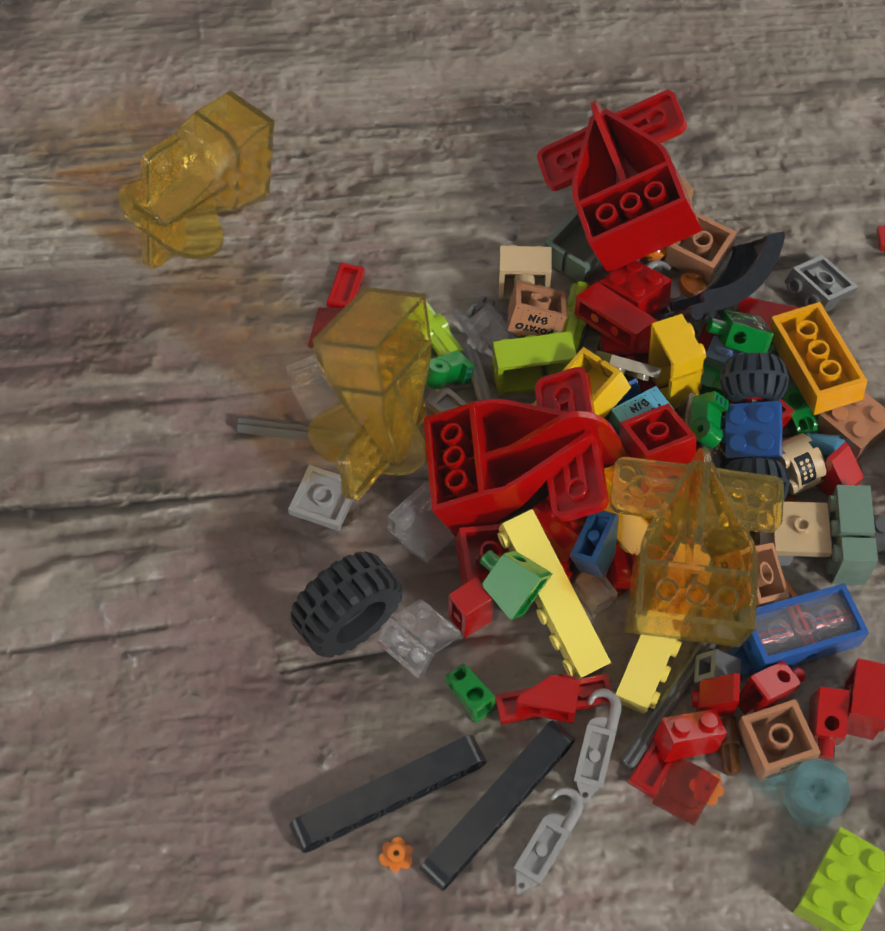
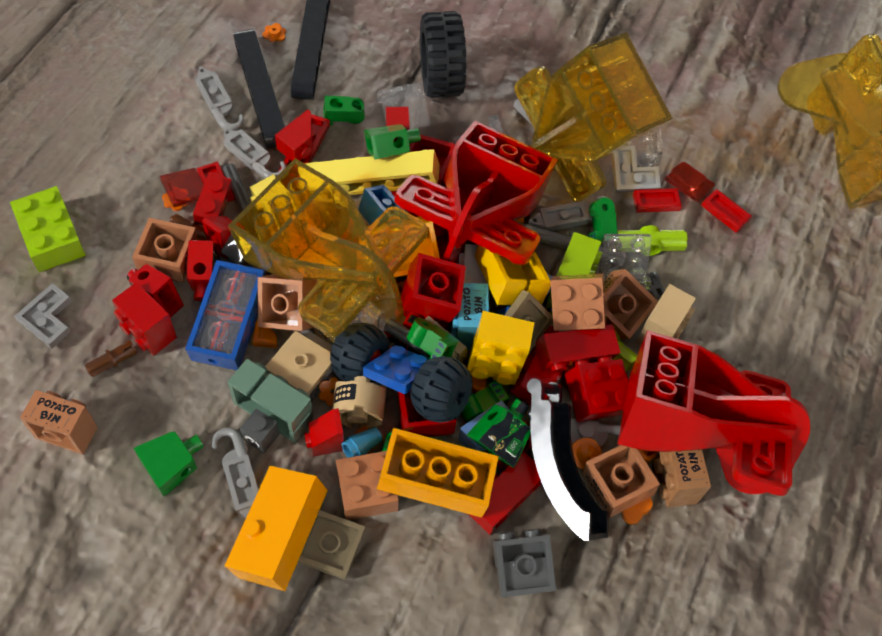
camera: 115 degrees right, 0 degrees up
(582, 321) = (578, 302): none -> nougat brick
(829, 783) = (112, 251): clear light blue brick -> none

